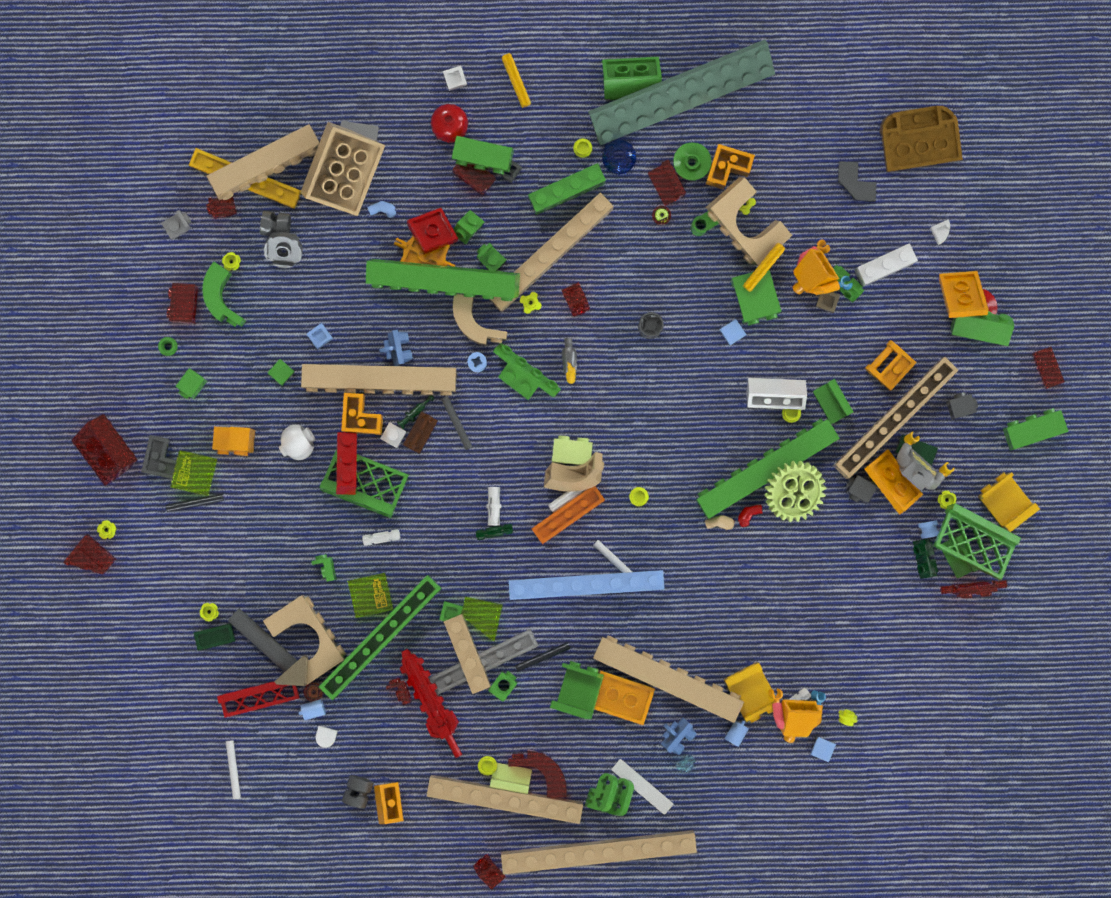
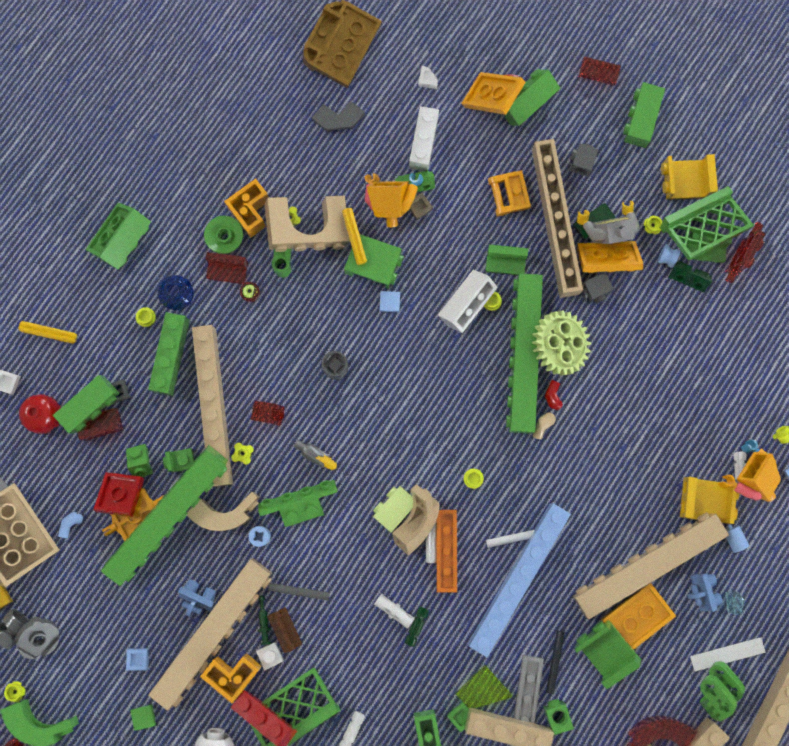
camera: 50 degrees left, 5 degrees down
(682, 92) = (159, 203): sand green plate -> none

